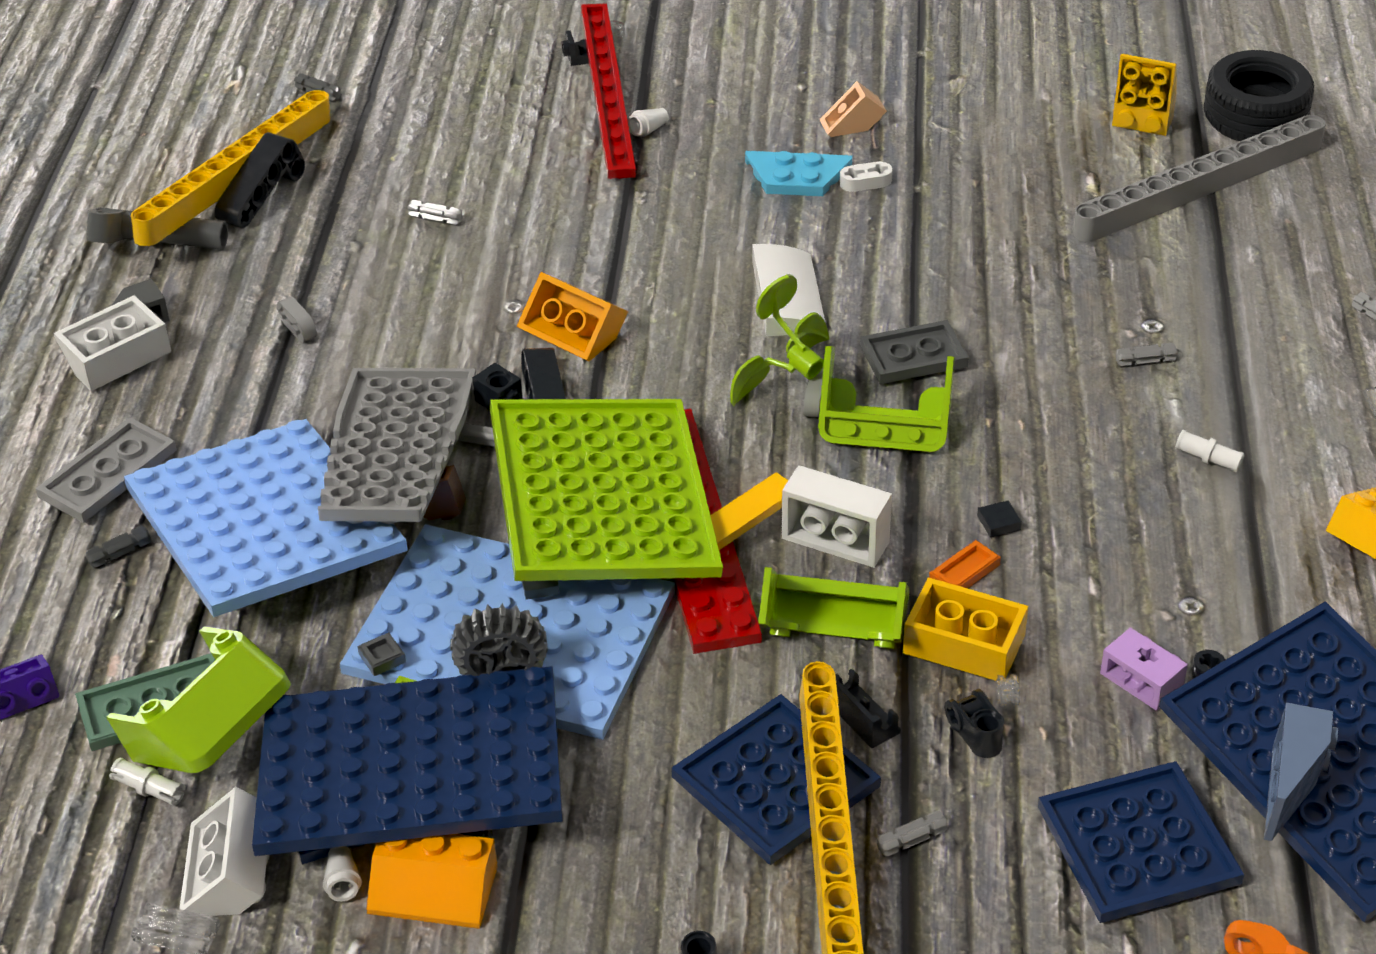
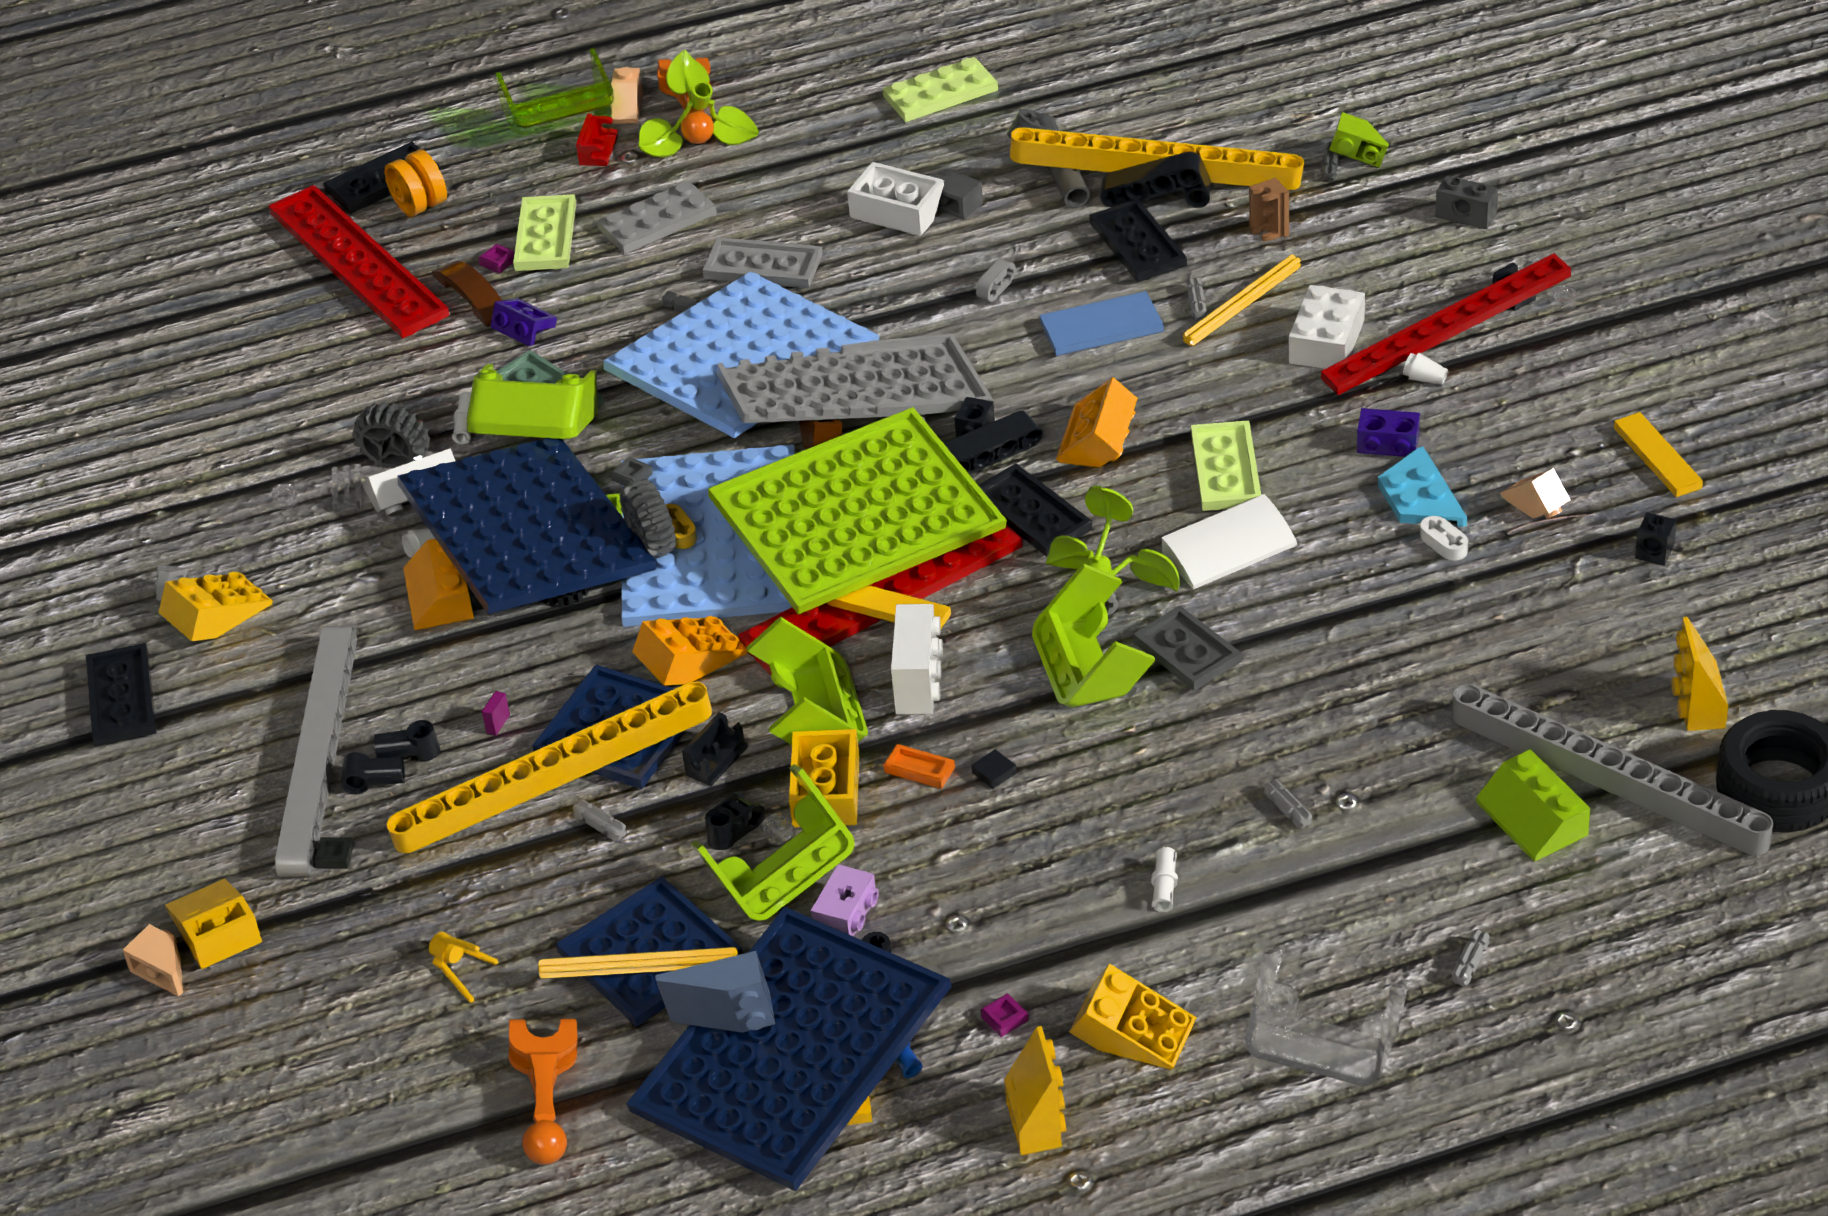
camera: 70 degrees right, 0 degrees up
(146, 847) = (390, 435): none -> dark grey gear
(317, 58) = (1358, 140): none -> lime slope
(321, 219) = (1138, 240): none -> black plate
(372, 126) = (1269, 209): none -> medium nougat hinge
(416, 277) = (1101, 323): none -> medium blue tile
(454, 34) = (1466, 202): none -> dark grey brick
(462, 189) = (1241, 300): none -> yellow axle
(552, 150) = (1326, 326): none -> white brick
(683, 379) = (1033, 508): none -> black plate
(685, 260) = (1225, 464): none -> yellowish green plate
(691, 689) = (686, 648): none -> light orange slope
(693, 877) = (495, 713): none -> magenta tile
(716, 161) = (1388, 432): none -> dark purple brick
(842, 48) = (1658, 454): none -> yellow tile
(951, 74) = (1655, 538): none -> black brick
(1074, 678) = (794, 865): none -> lime windscreen
(1172, 849) = (629, 963): none -> yellow axle
(1226, 224) = (1534, 806): none -> lime slope
(1338, 599) = (1004, 1015): none -> magenta tile

